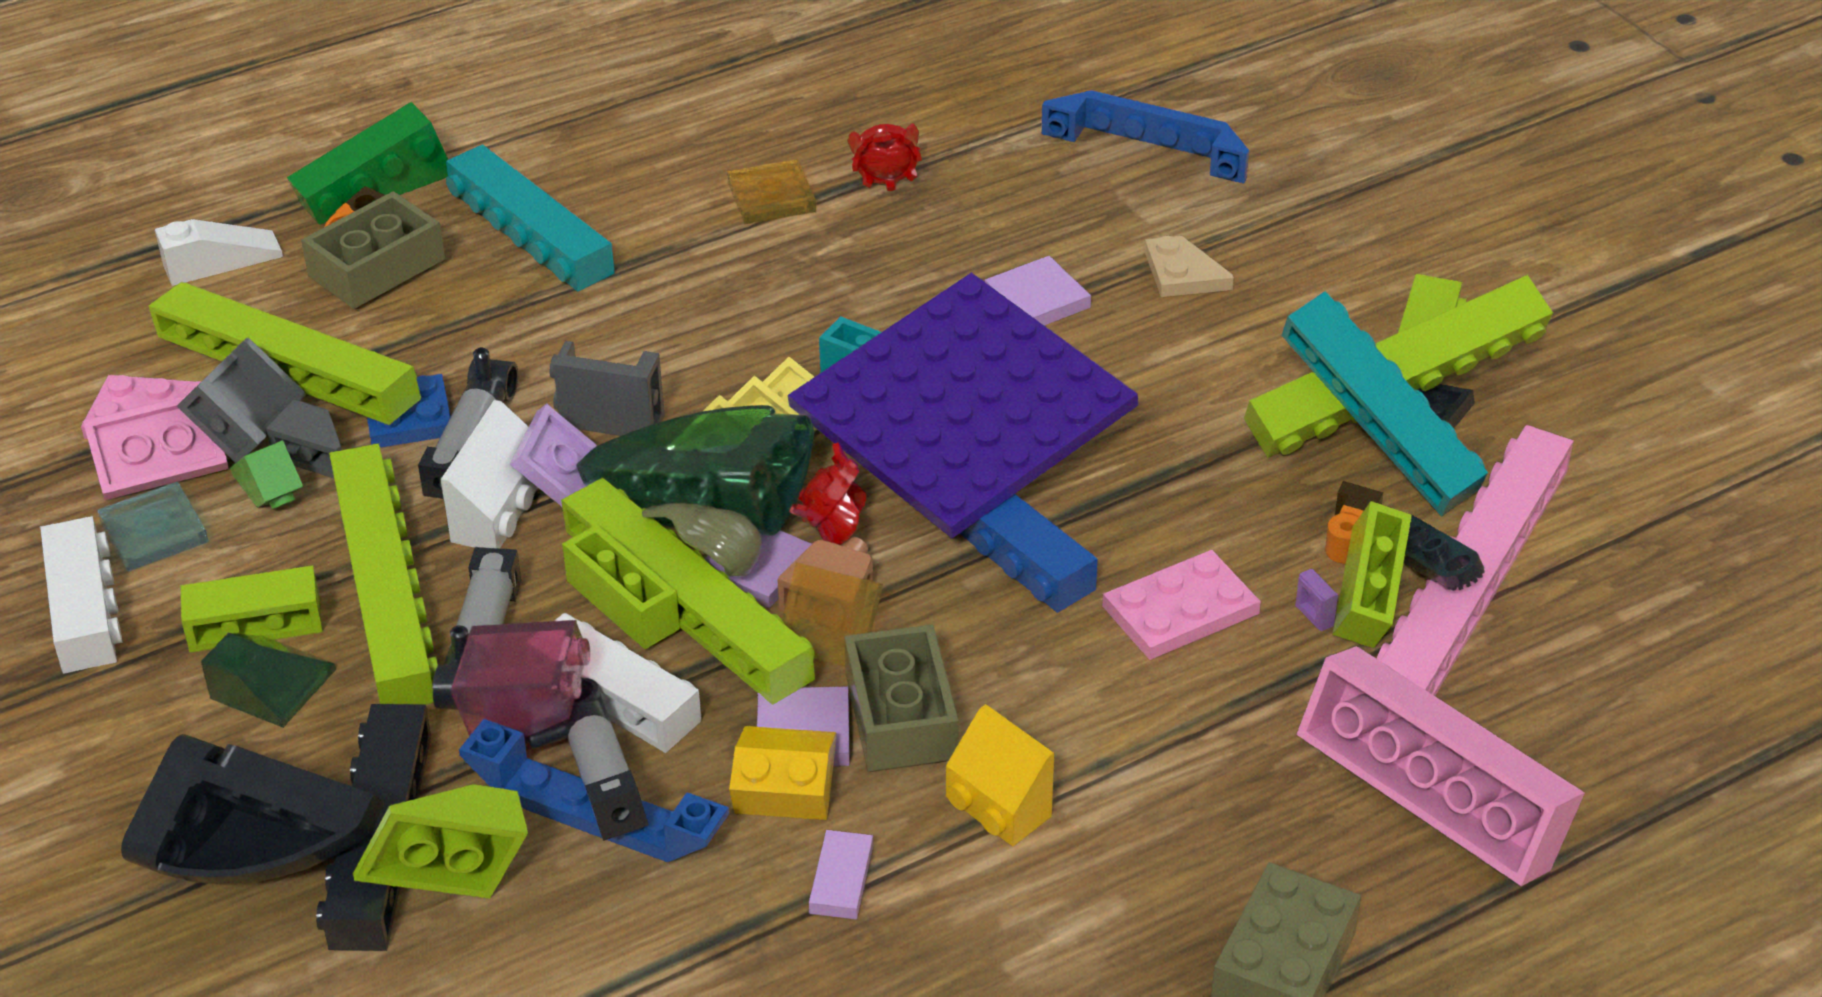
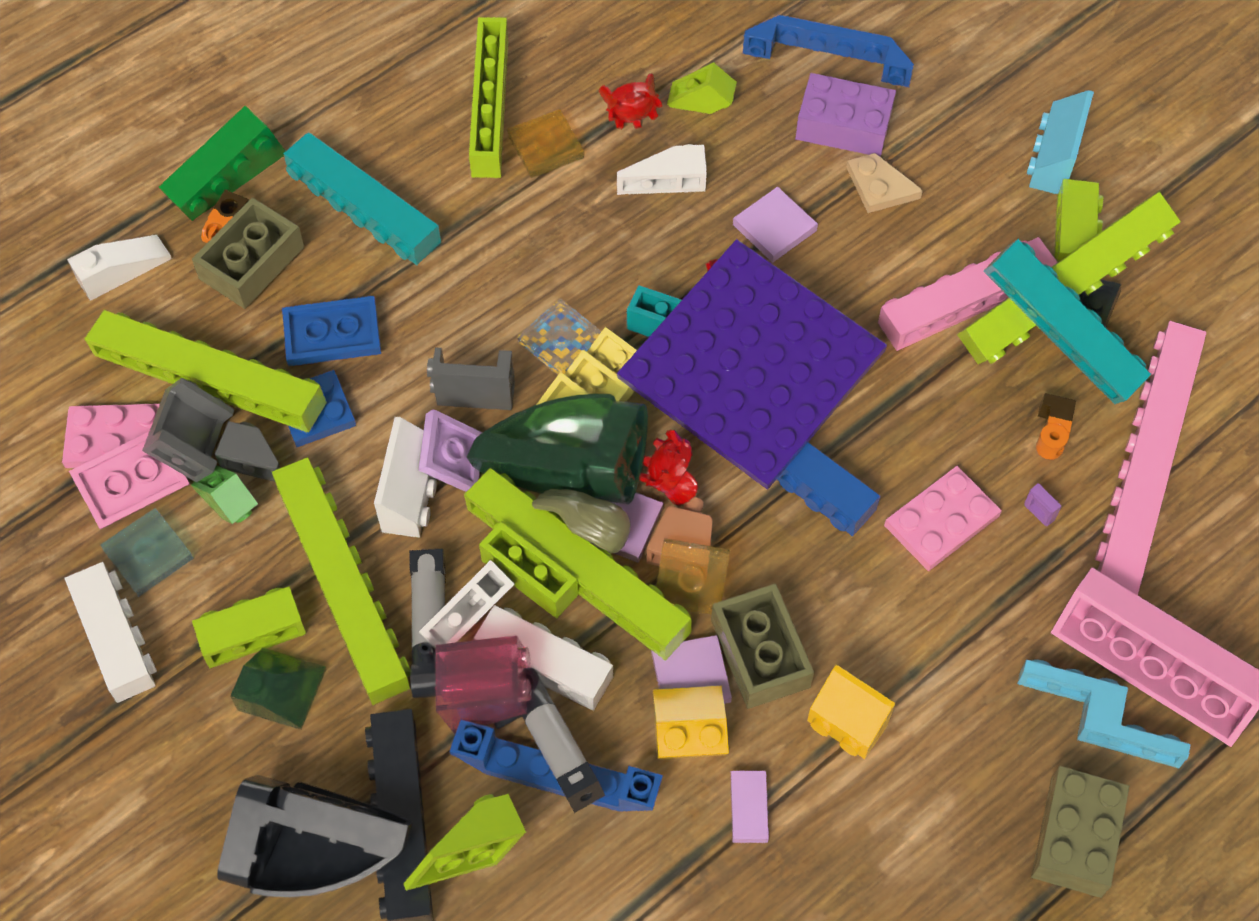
camera: 10 degrees left, 20 degrees up
(449, 334) = (331, 331): none -> blue plate
(486, 382) = (364, 462): piece -> none
(539, 599) = (467, 606): none -> white slope
(711, 137) = (488, 98): none -> lime brick
(727, 368) = (559, 336): none -> clear tile
(909, 227) = (666, 172): none -> white slope
(981, 156) = (703, 90): none -> lime slope
(1151, 193) = (845, 114): none -> medium lavender brick
(1221, 386) = (947, 301): none -> bright pink brick
(1347, 828) = (1103, 713): none -> medium azure bracket
(1372, 575) = (1083, 483): lime brick -> none
(1423, 241) = (1060, 142): none -> medium azure slope
(1440, 556) = (1121, 455): black plate -> none

